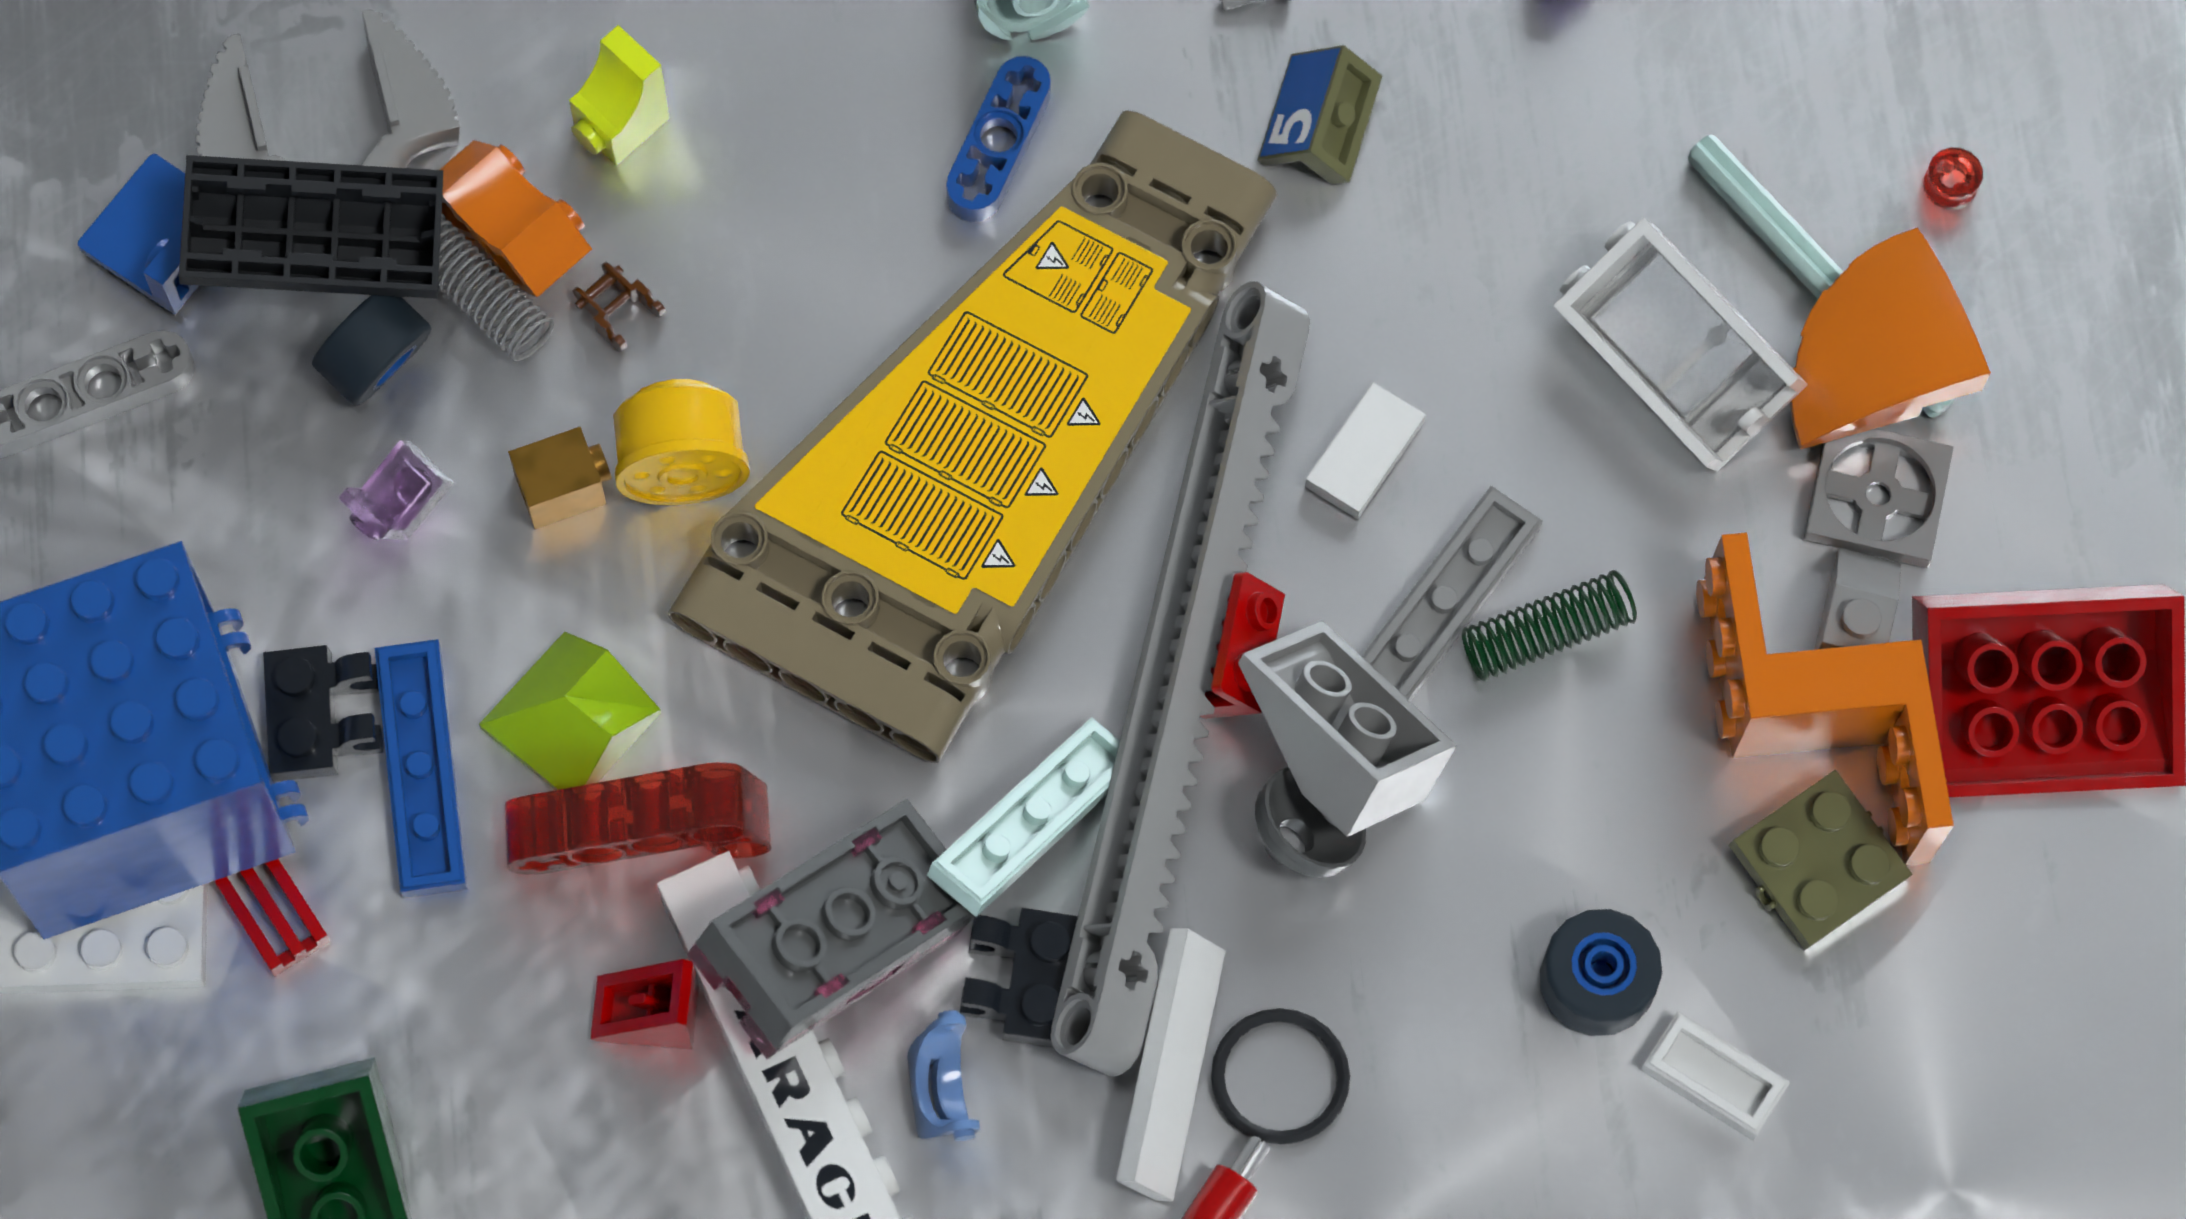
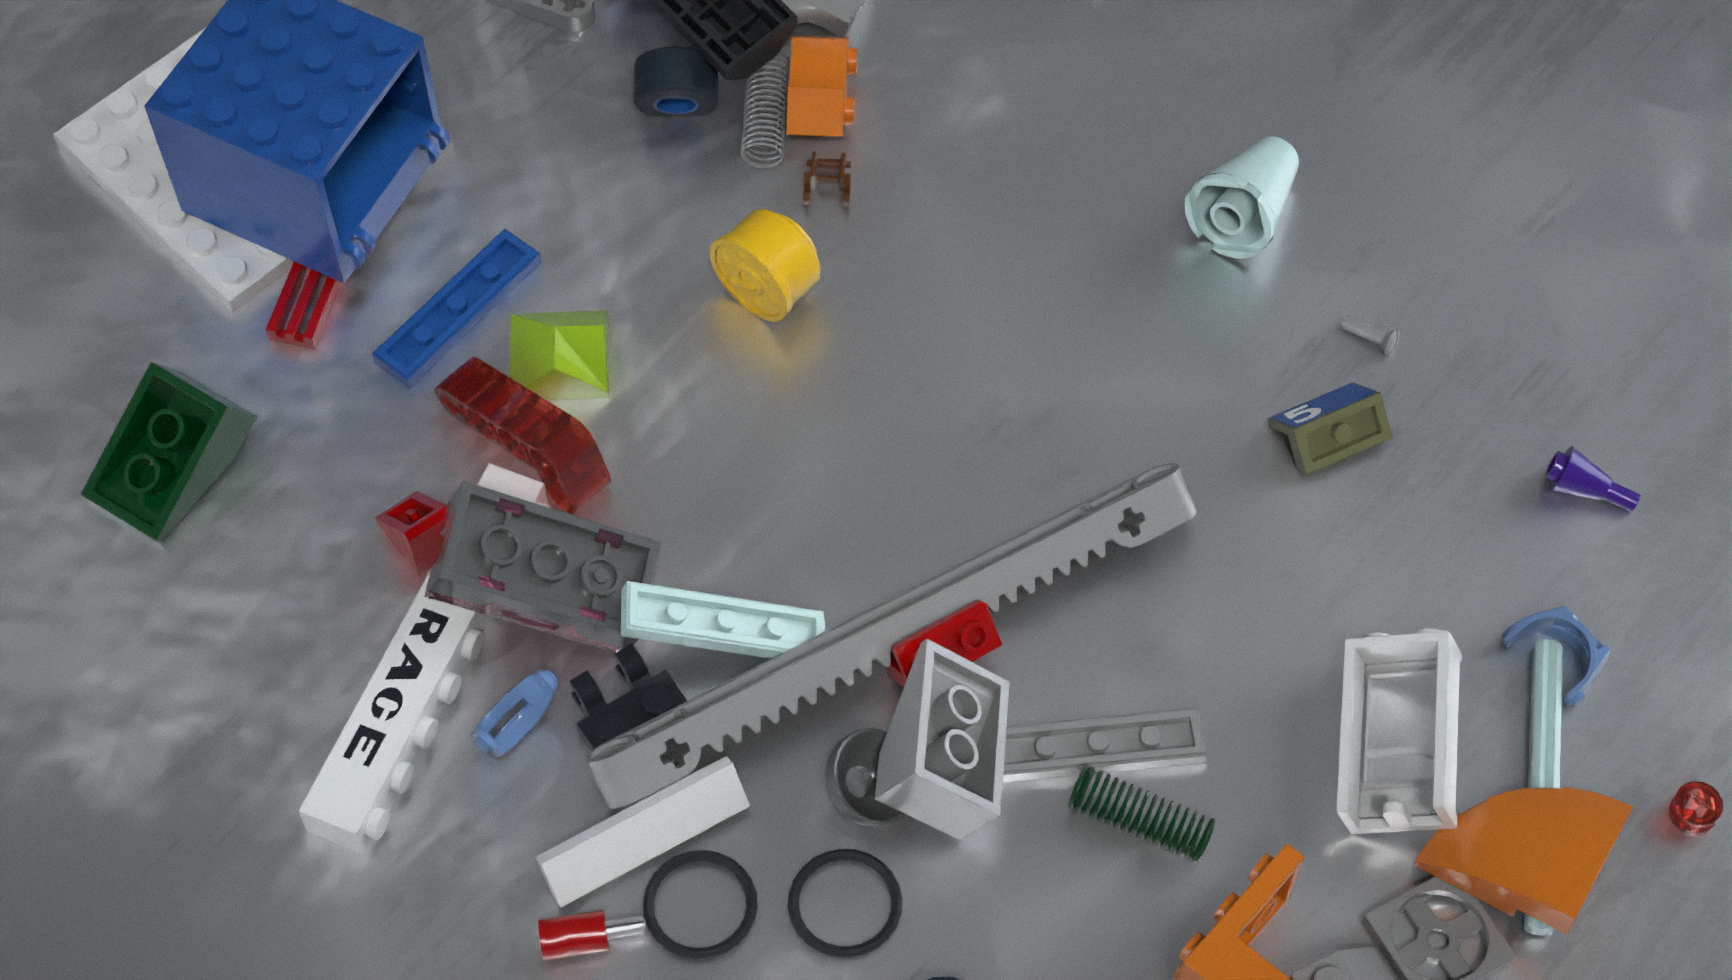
camera: 50 degrees right, 10 degrees down
(301, 711) = (433, 227): black plate -> none
(397, 494) = (602, 167): clear purple bracket -> none
(560, 476) = (689, 228): pearl gold brick -> none
(620, 99) = (942, 78): neon yellow arch -> none
(979, 448) = (936, 418): panel -> none
(1001, 165) = (1146, 263): blue beam -> none
(1365, 450) = (1148, 622): white tile -> none
(1394, 1009) = (845, 951): none -> black tyre
(1733, 118) = (1567, 628): none -> medium blue helmet

